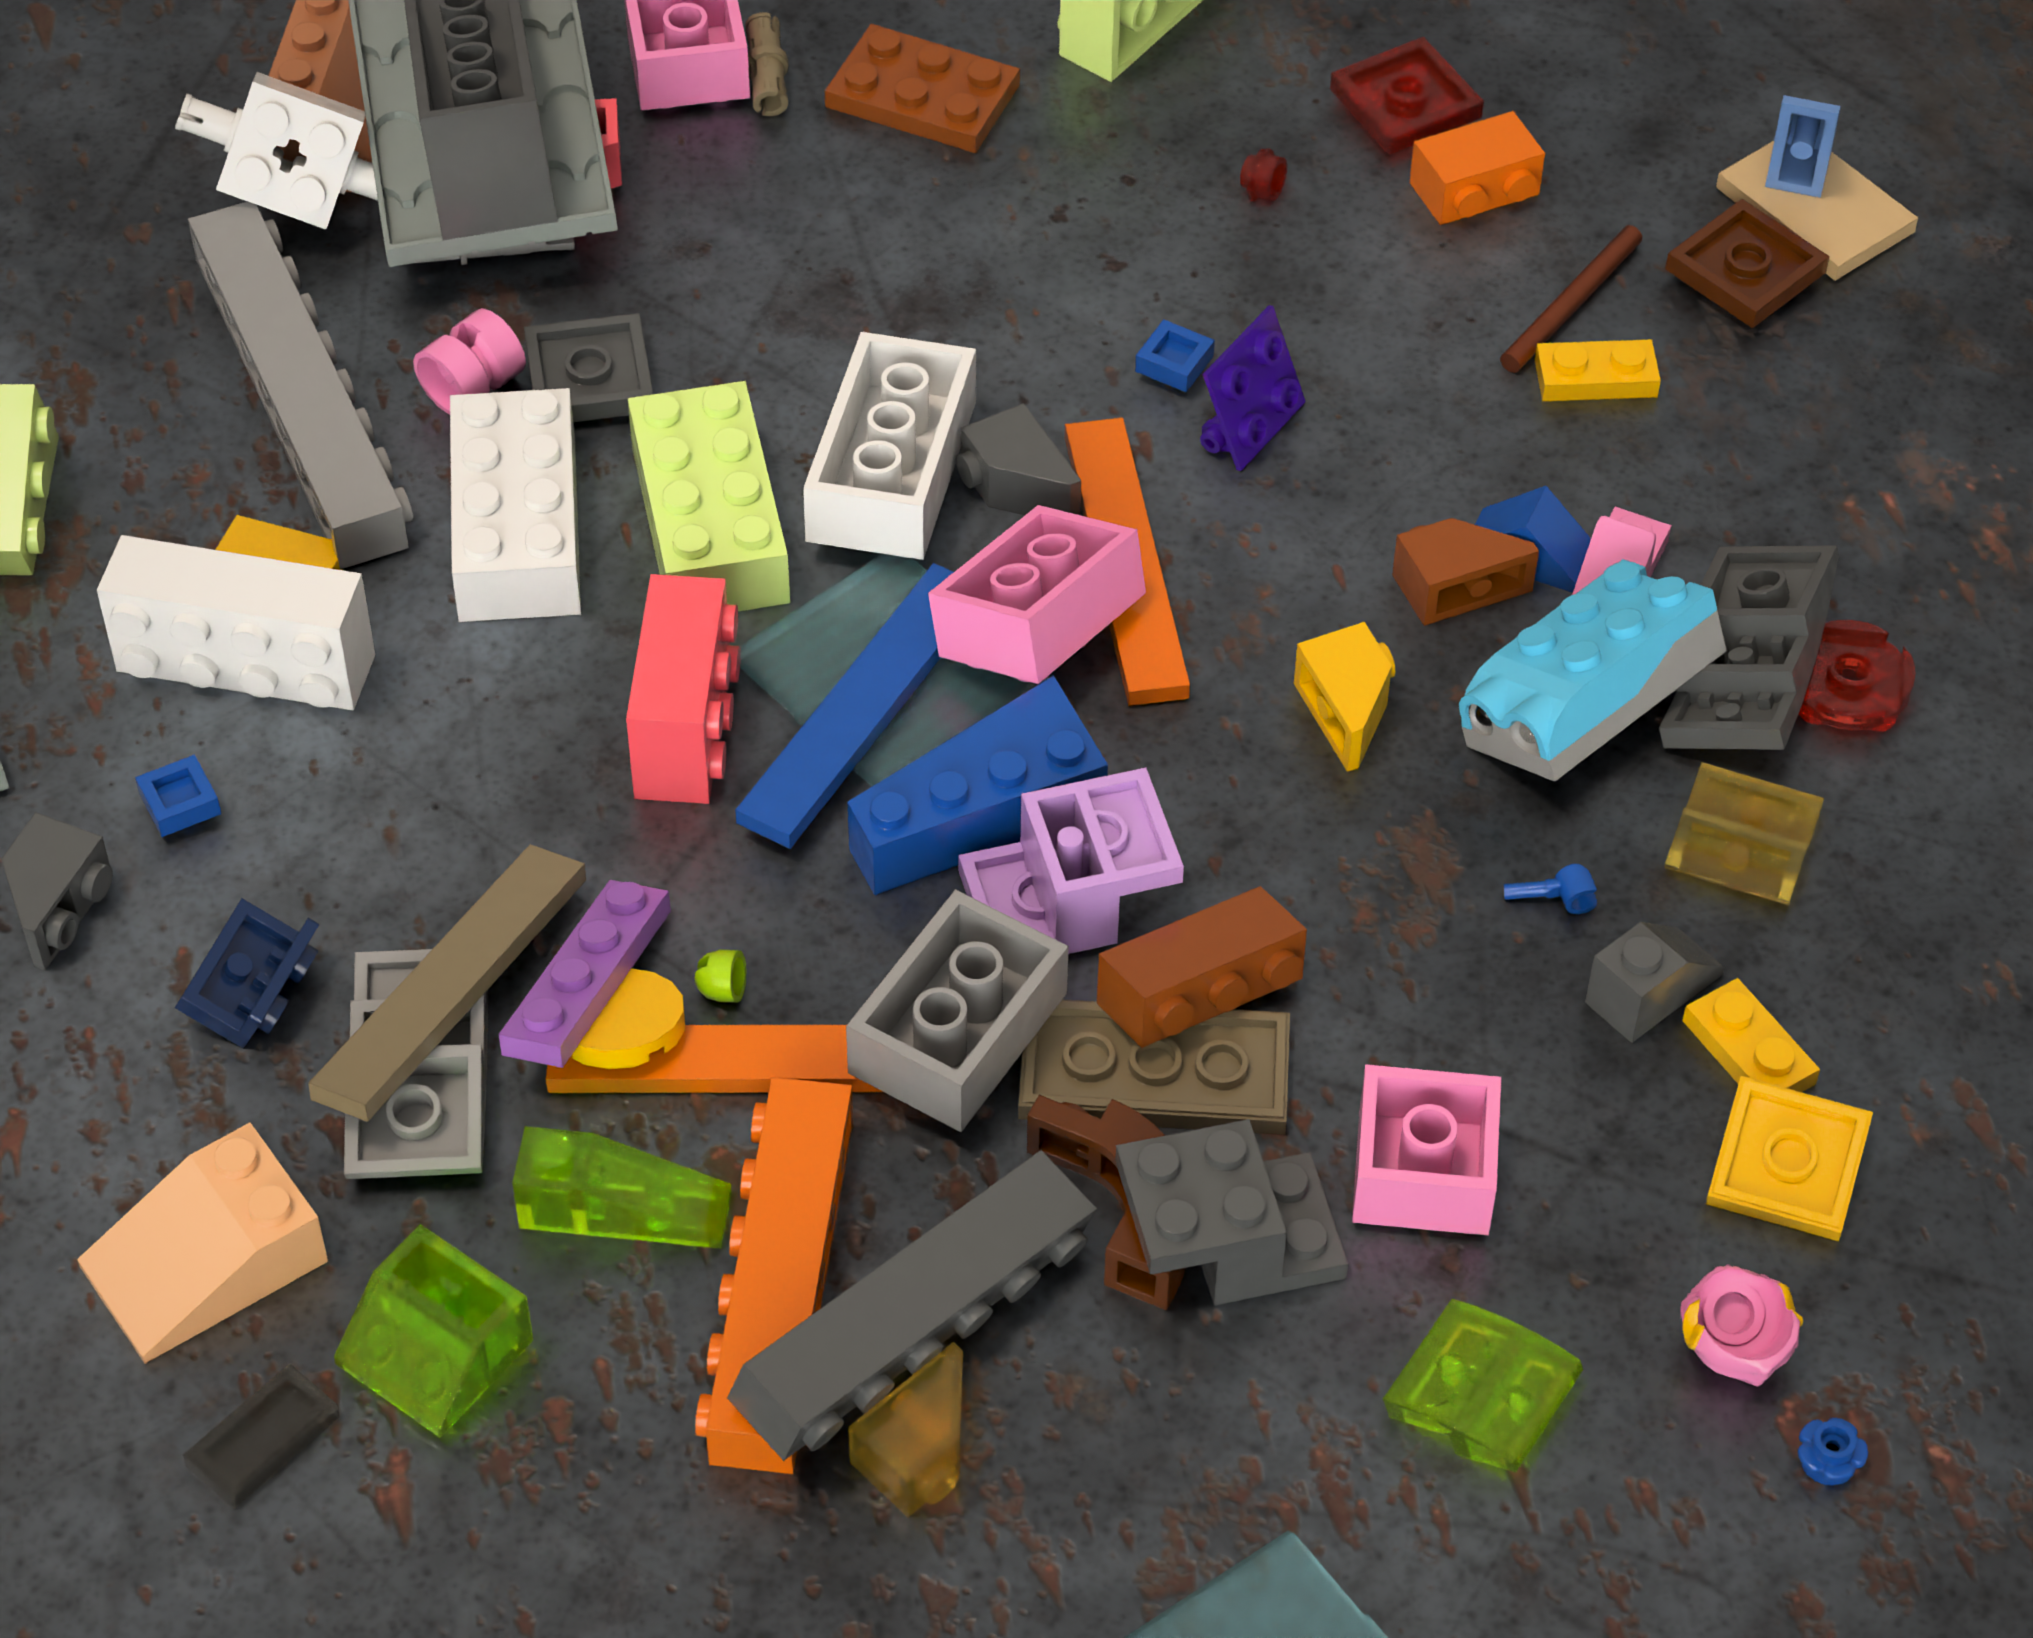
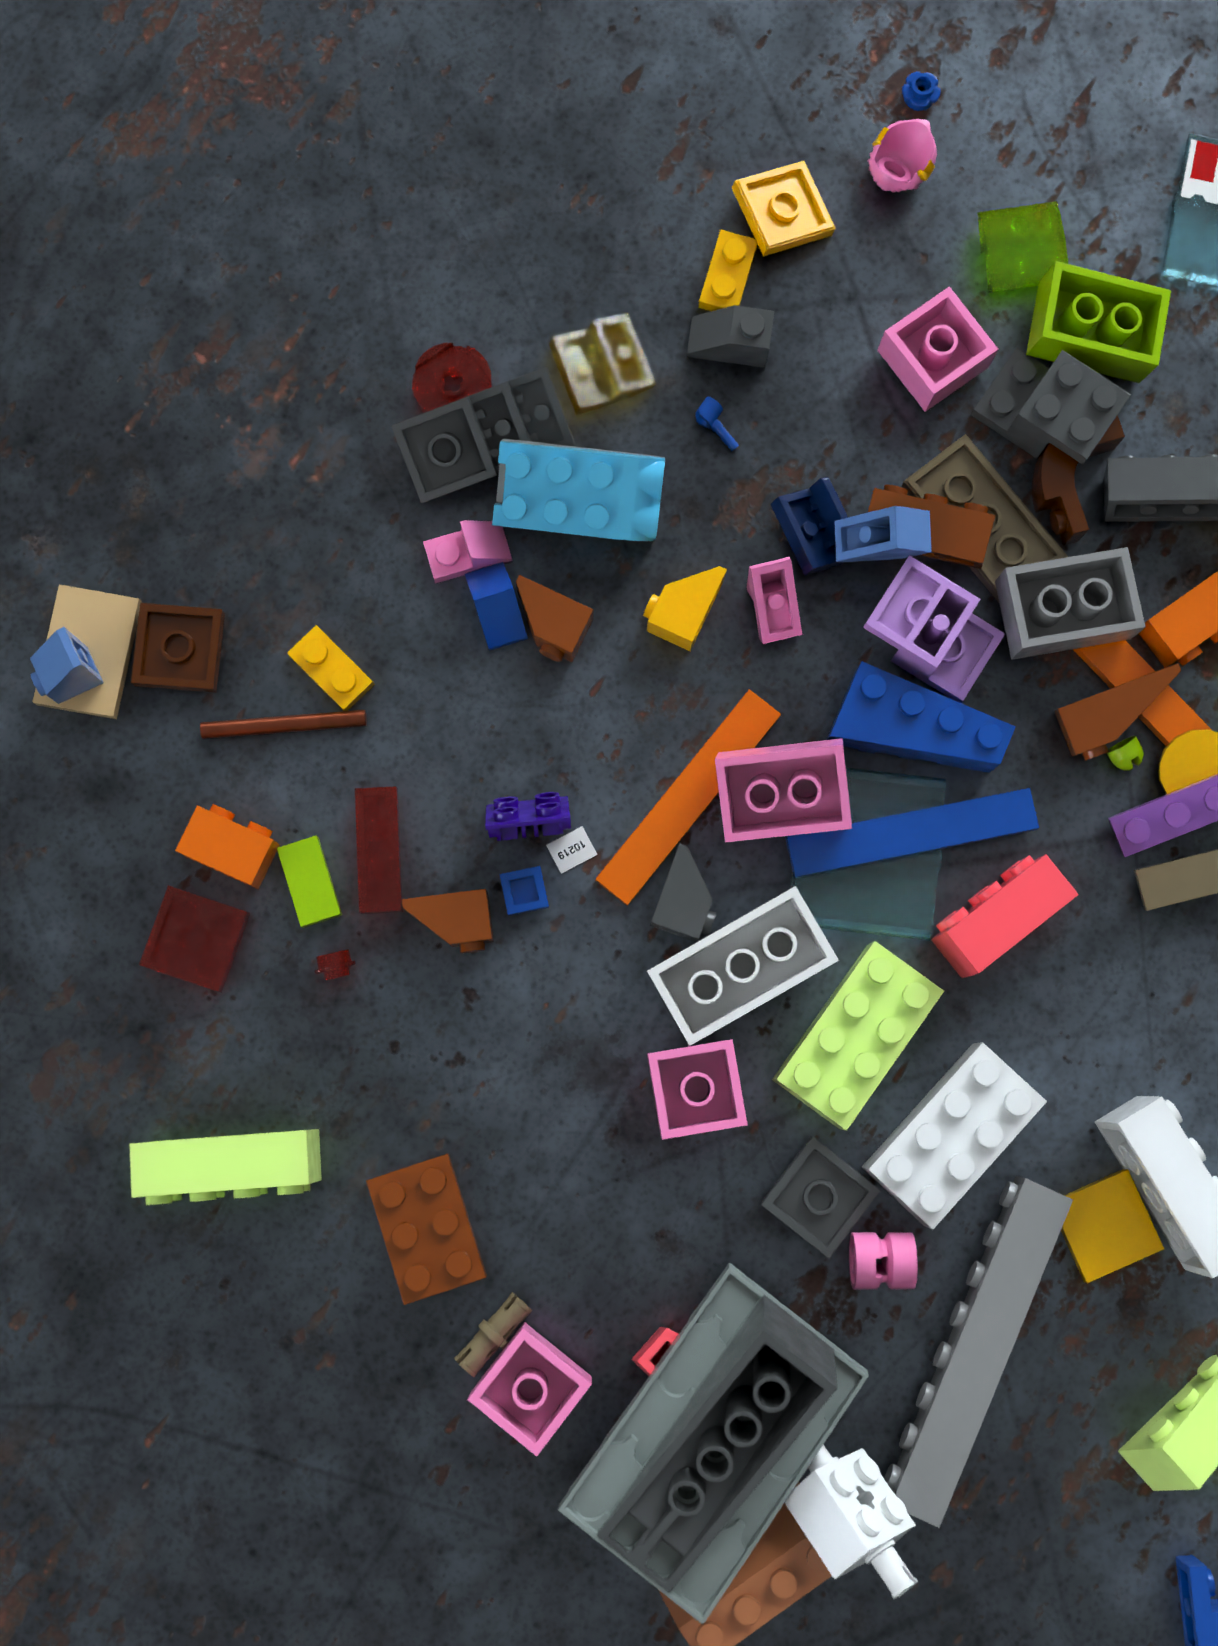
camera: 135 degrees left, 30 degrees up
(795, 960) = (1106, 715): none -> dark orange slope
(805, 329) = (697, 1089): none -> bright pink brick
(1177, 435) = (571, 849): none -> white sticker
(1208, 280) = (456, 917): none -> dark orange slope
(1229, 873) = (883, 535): none -> medium blue slope
(1273, 762) = (774, 600): none -> bright pink slope
(1288, 1346) = (1099, 320): none -> lime brick
(1322, 872) = (809, 524): none -> dark blue bracket
(1348, 276) = (378, 850): none -> clear red plate
(1373, 214) = (309, 881): none -> lime tile

